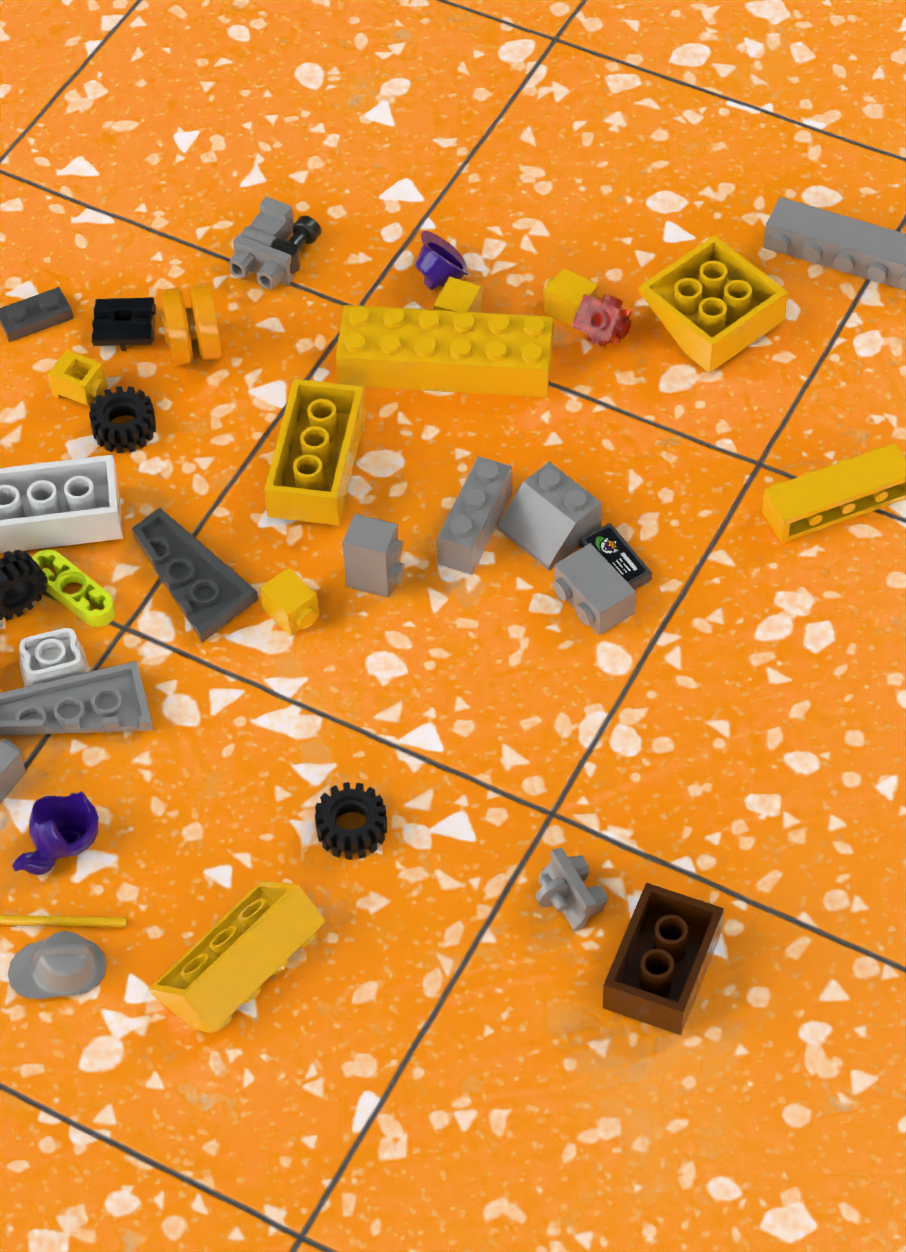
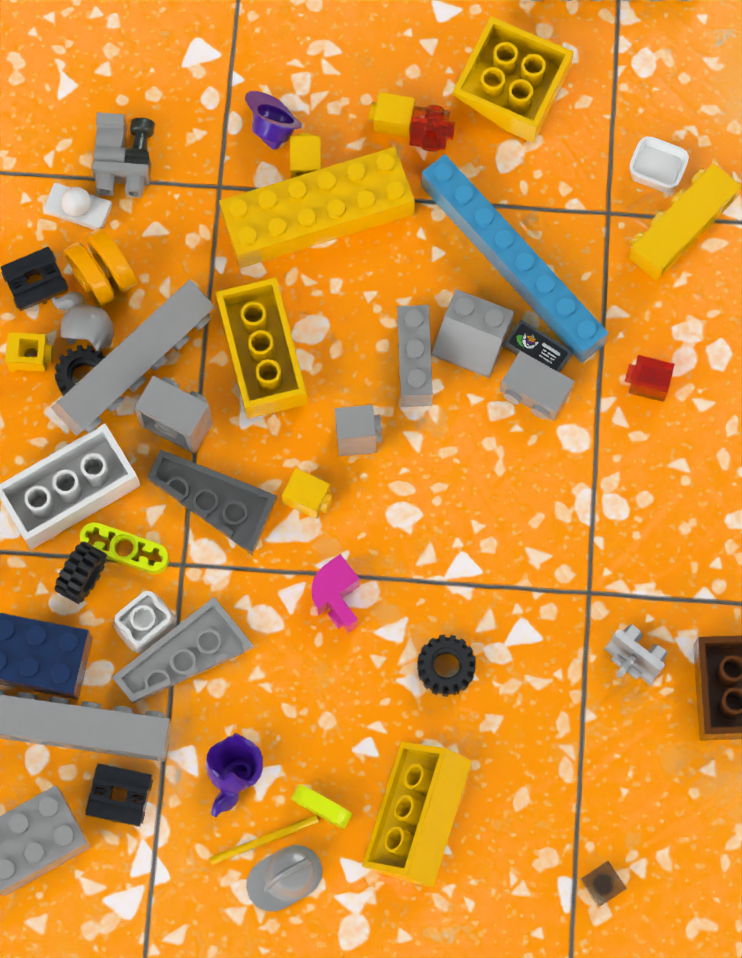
camera: 25 degrees left, 20 degrees up
(136, 907) = (321, 806): none -> neon yellow beam
(148, 369) = (84, 321): none -> light grey hair
(178, 411) = (133, 357): none -> light grey brick
(190, 476) = (174, 413): none -> light grey brick
(203, 267) = (77, 206): none -> white tile
(268, 697) = (330, 587): none -> dark pink brick
(410, 1112) = (603, 884): none -> clear smoke plate
(631, 466) = (513, 258): none -> dark azure brick
(725, 624) = (649, 378): none -> clear red brick
(834, 431) = (658, 164): none -> white piece

